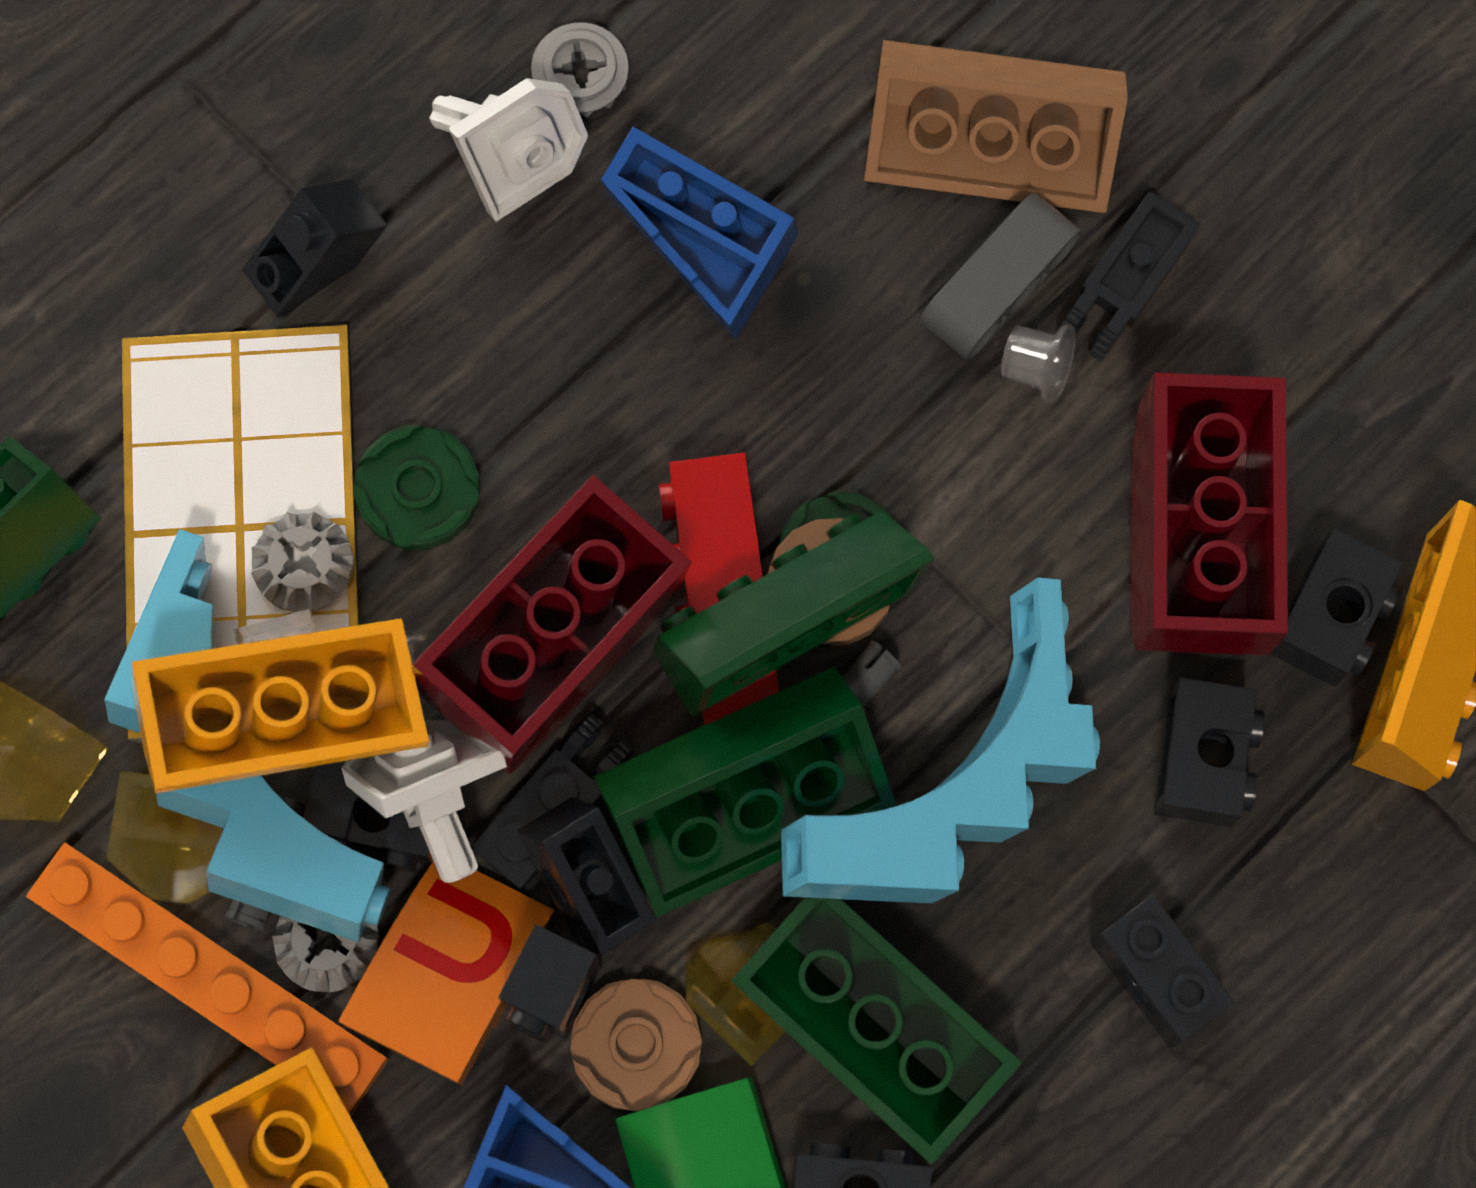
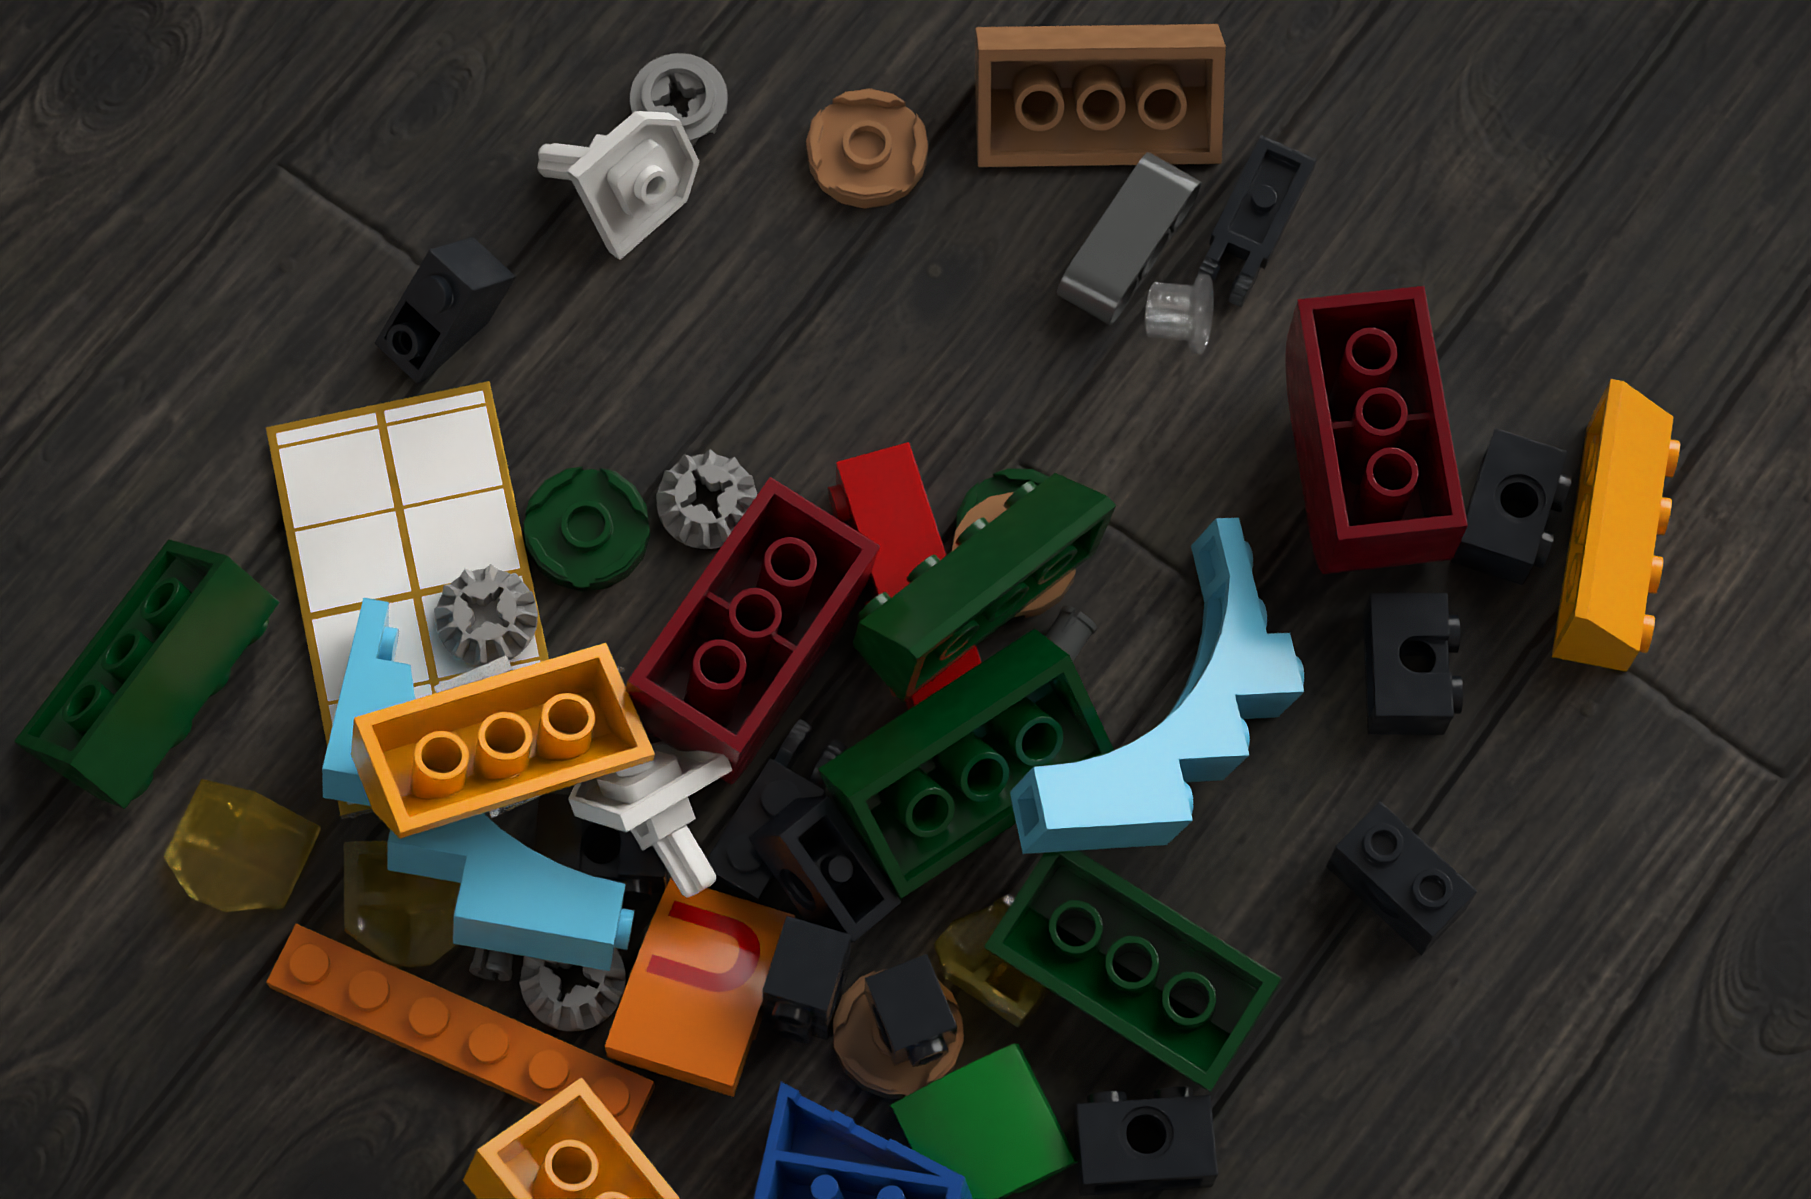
camera: 10 degrees left, 5 degrees down
(522, 500) = (696, 524): none -> light grey gear
(648, 1033) = (911, 1012): none -> black brick
(701, 225) = (827, 231): blue wedge -> none
(759, 142) = (867, 148): none -> medium nougat tile

